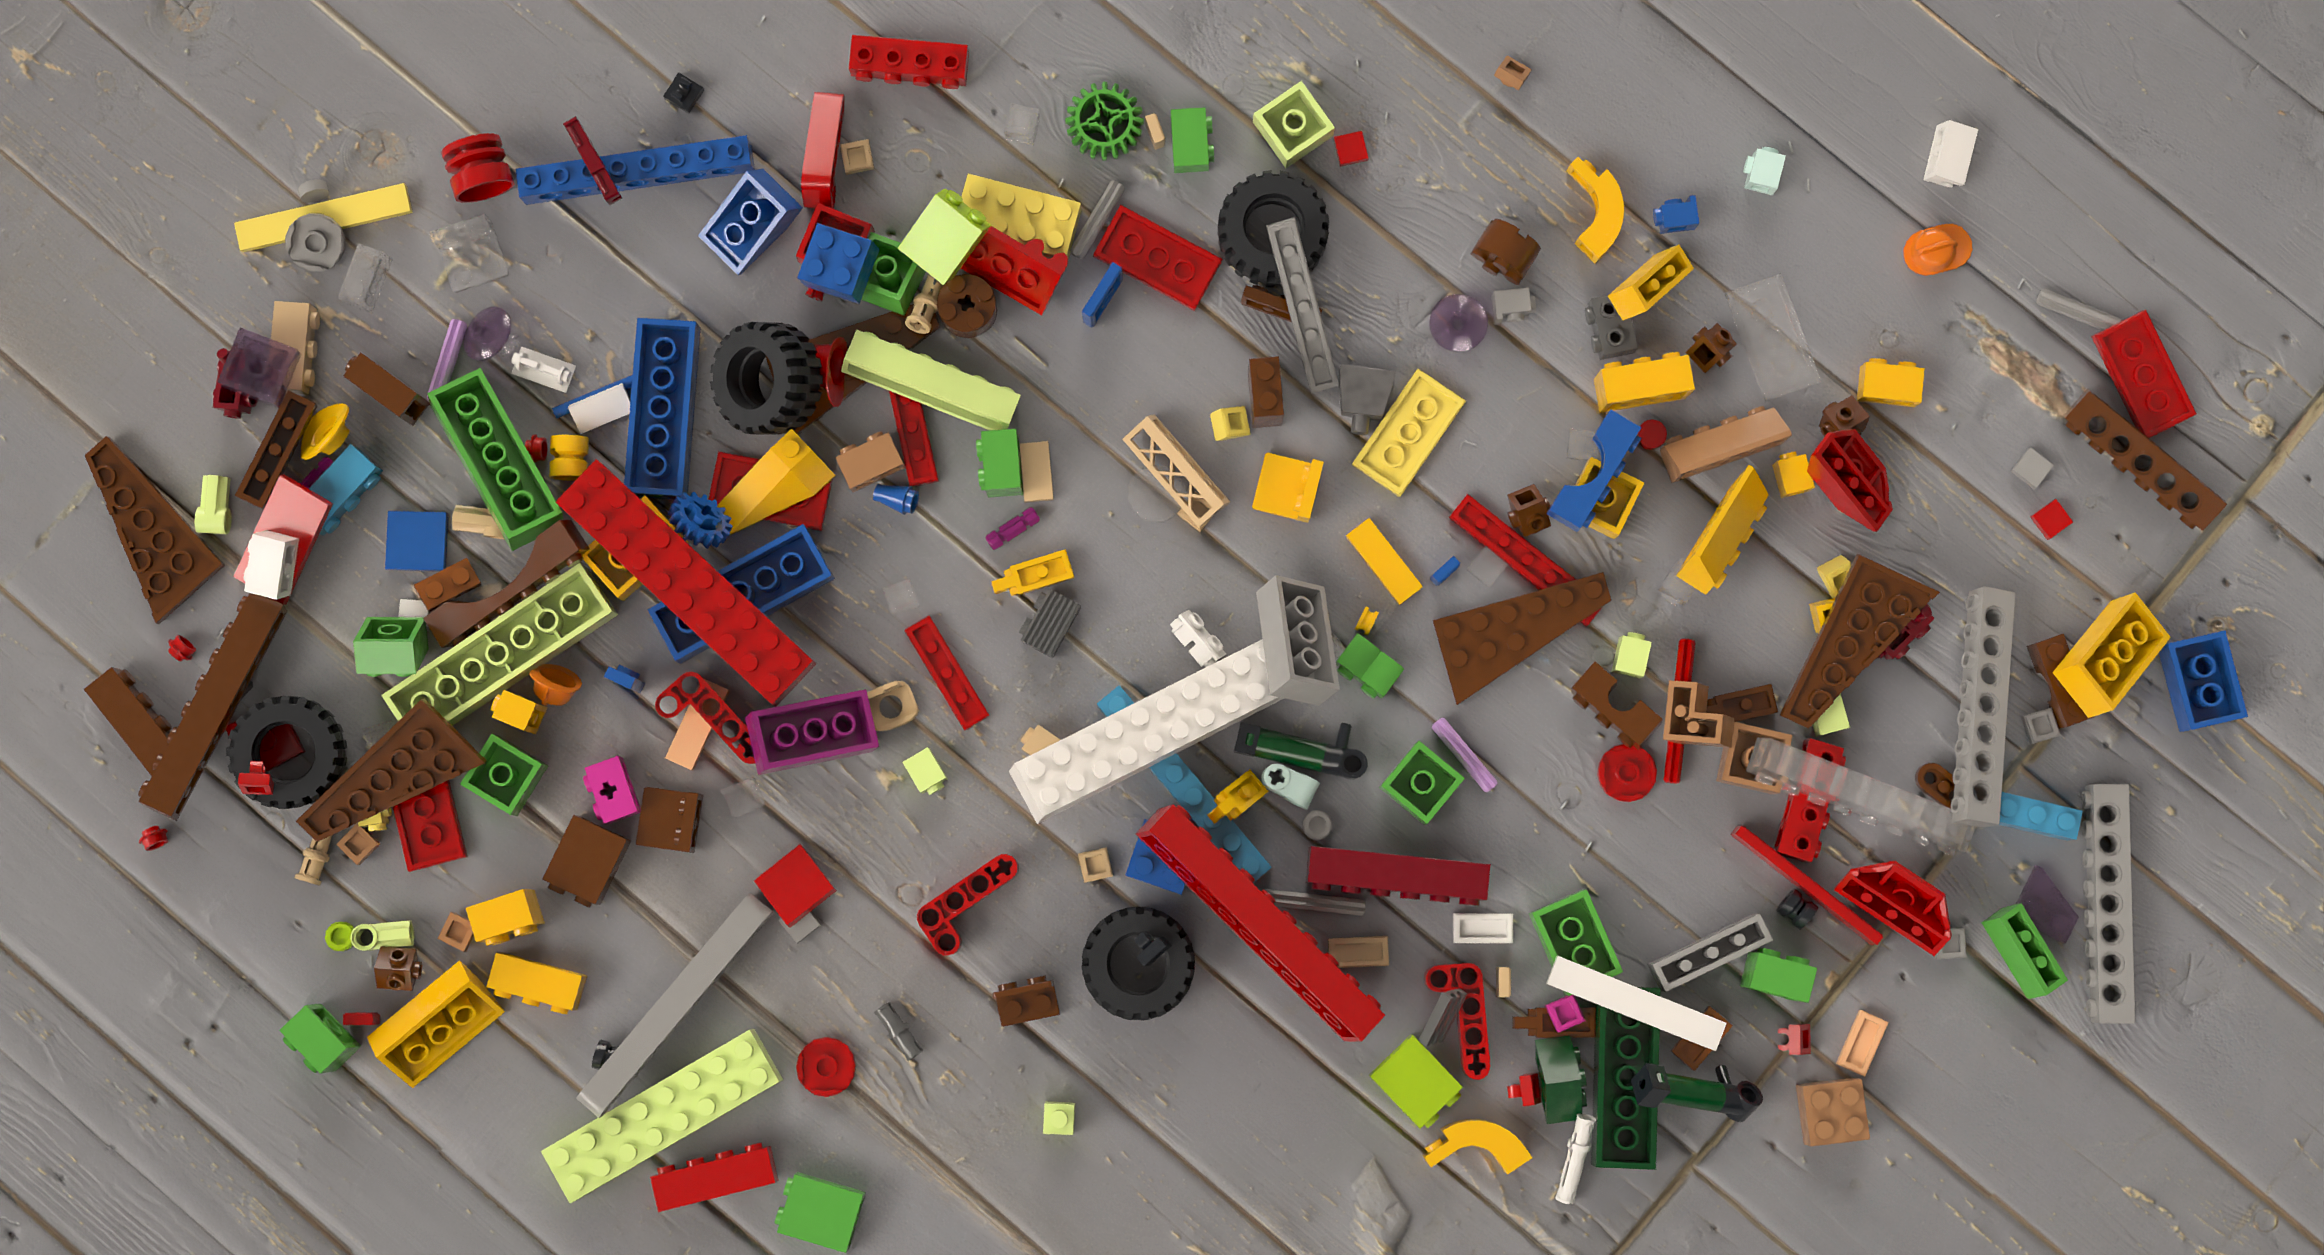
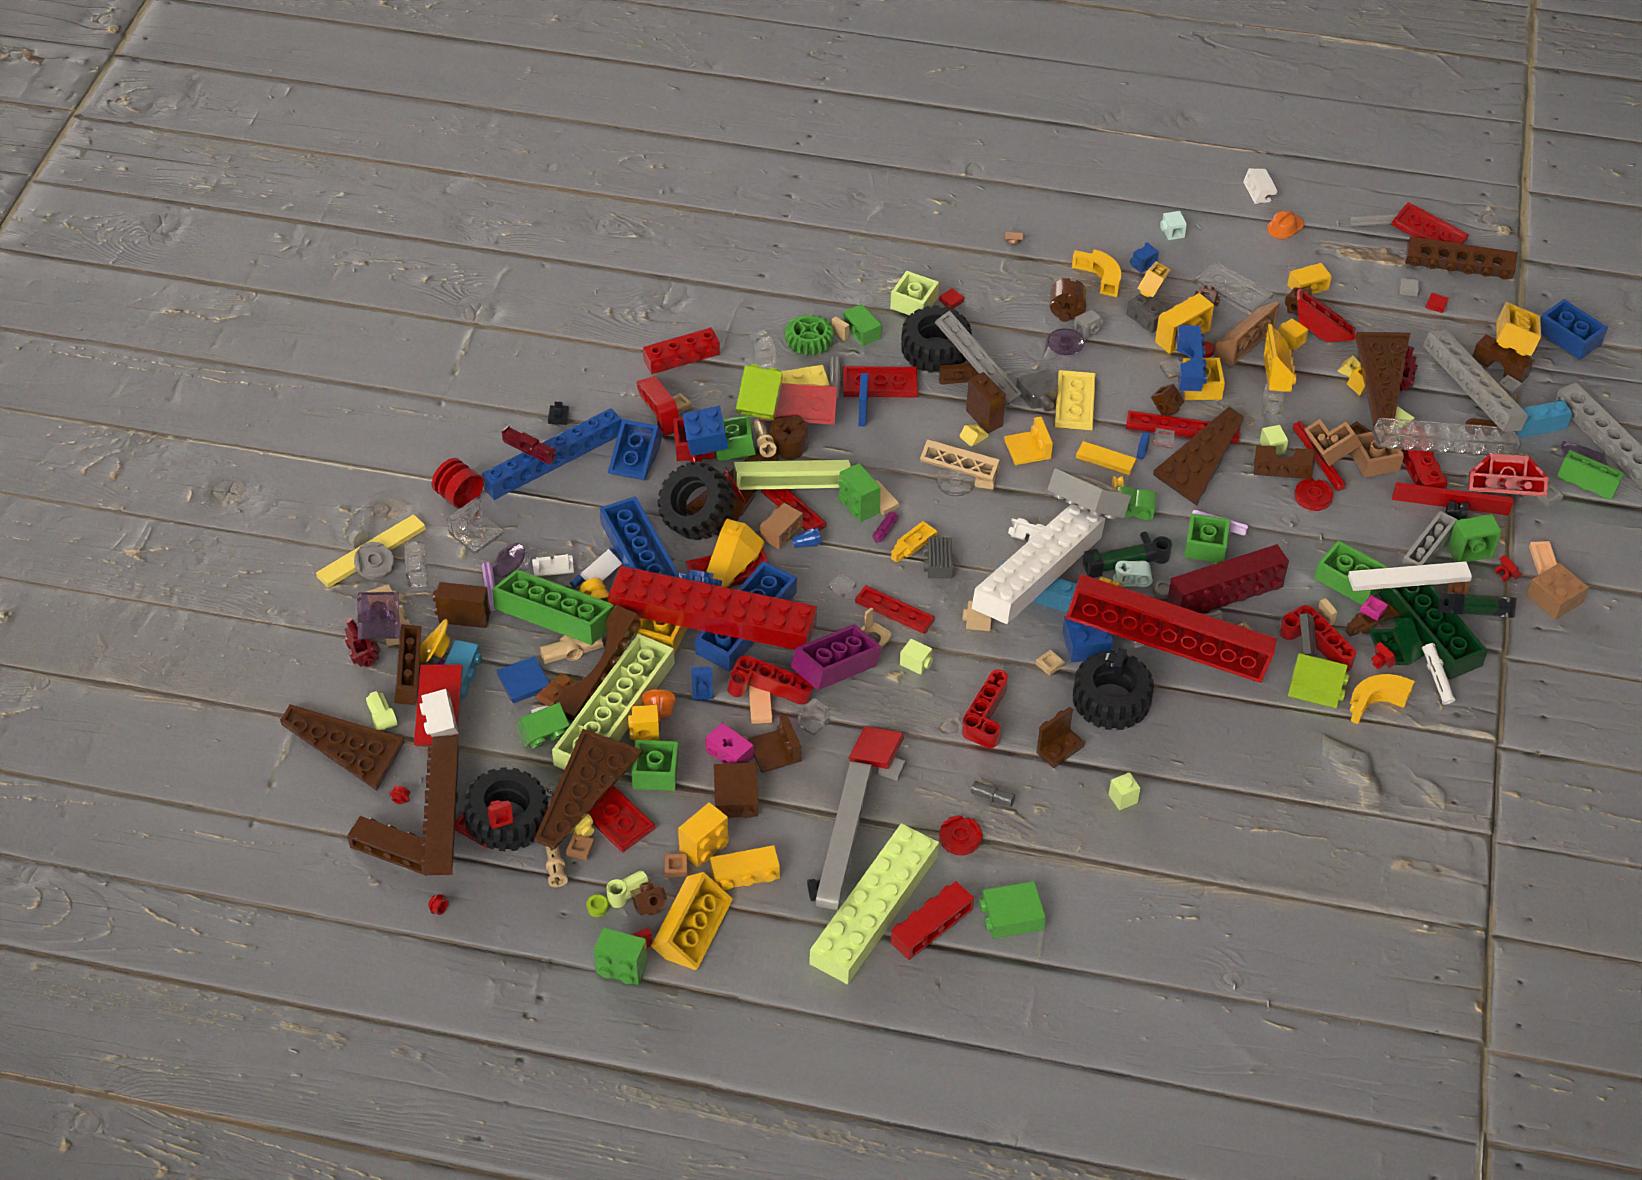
camera: 30 degrees left, 35 degrees down
(1482, 928) = (1294, 596): white tile -> none

